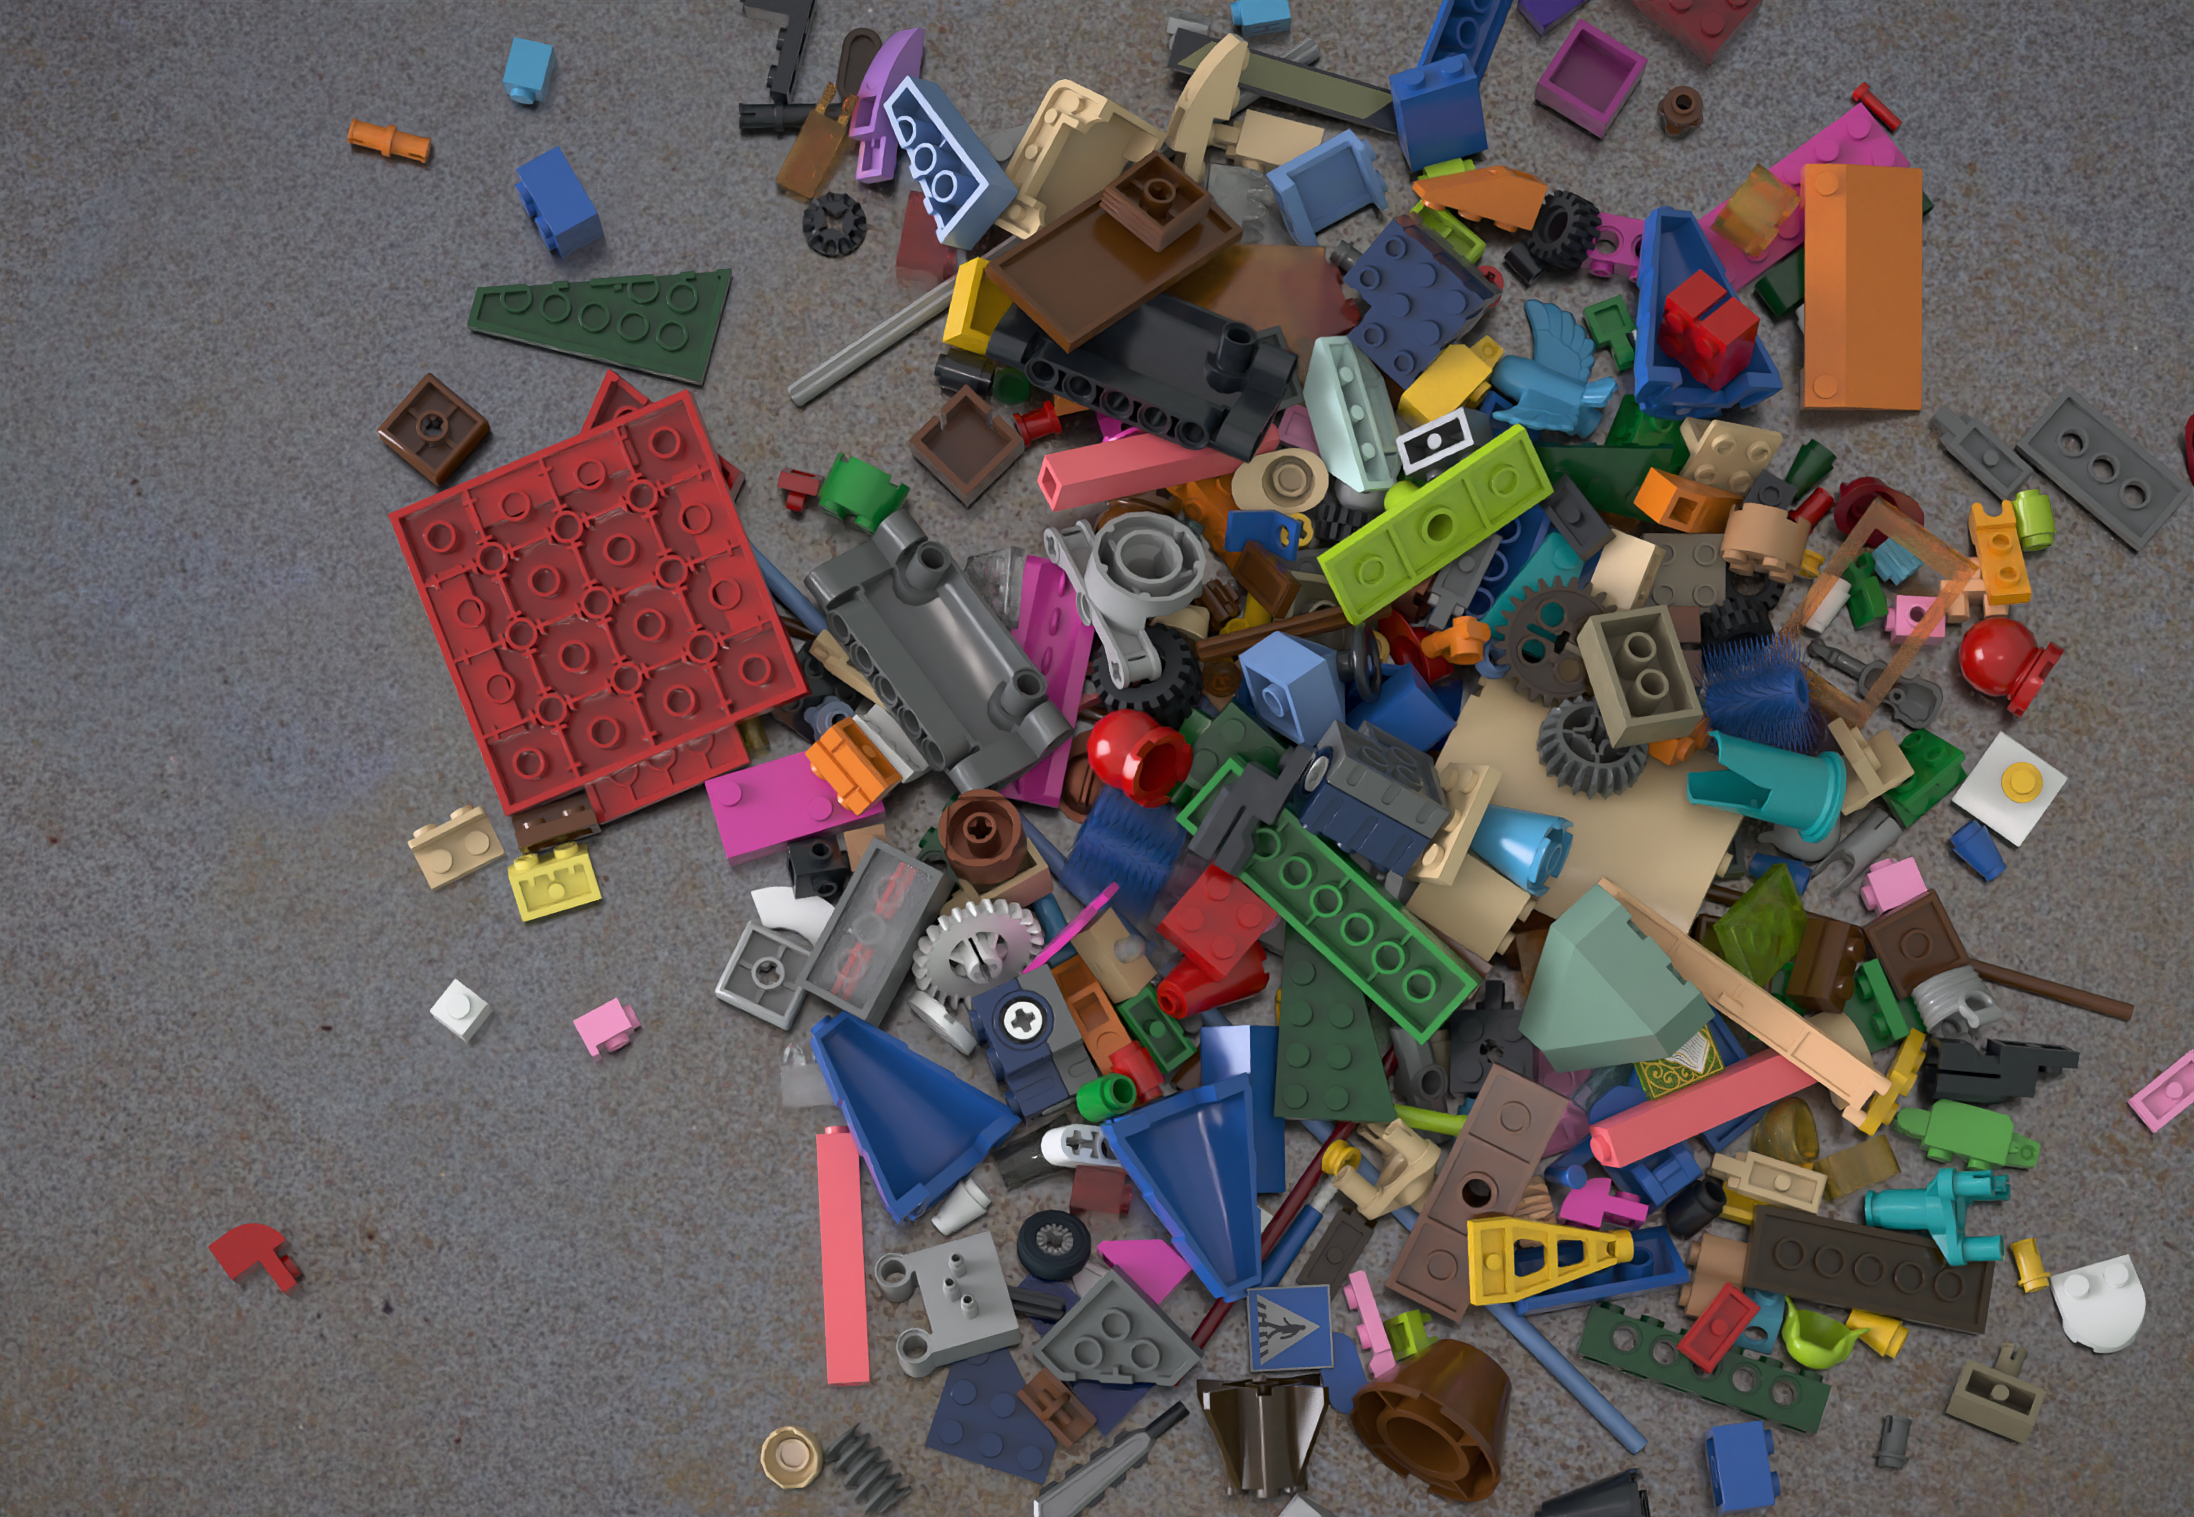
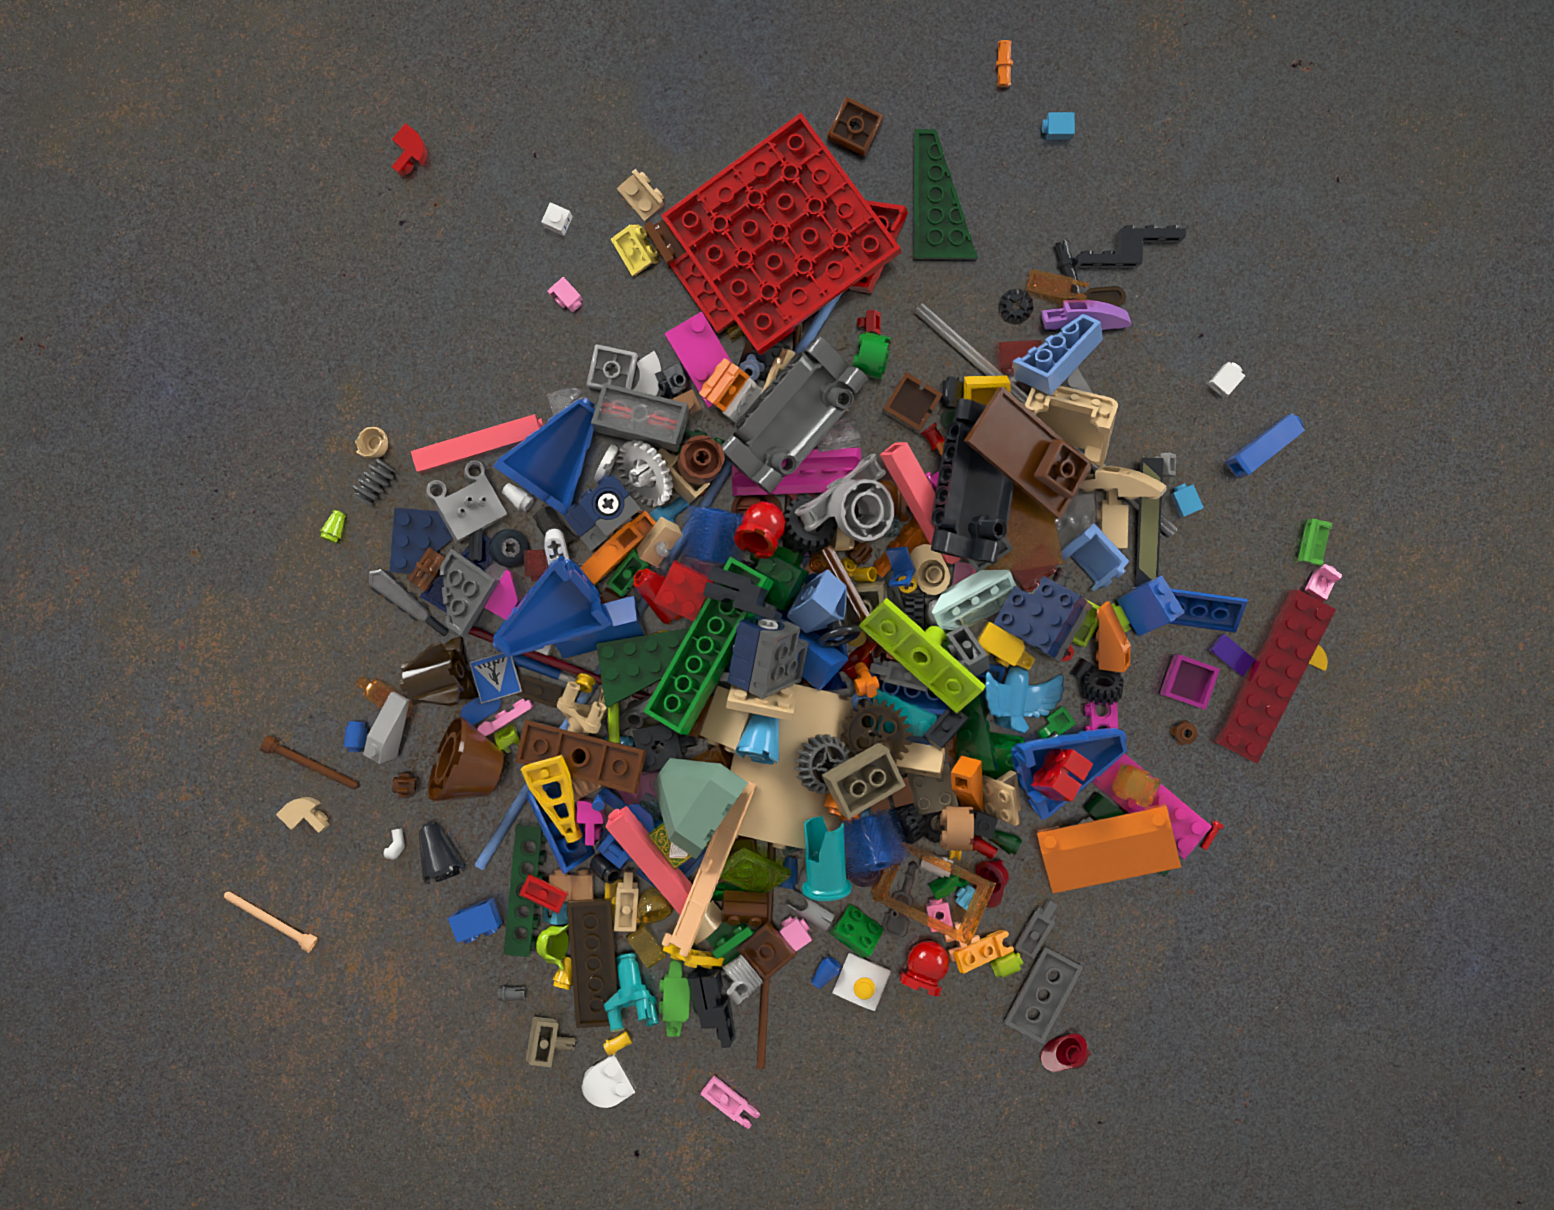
camera: 80 degrees right, 10 degrees up
(562, 206) = (990, 159): blue brick -> none
(1072, 928) = (663, 516): dark pink piece -> none
(1106, 1097) = (580, 555): green brick -> none
(1140, 1068) = (598, 568): red brick -> none
(1266, 579) = (875, 574): reddish brown tile -> none
(1870, 764) = (855, 908): tan bracket -> none

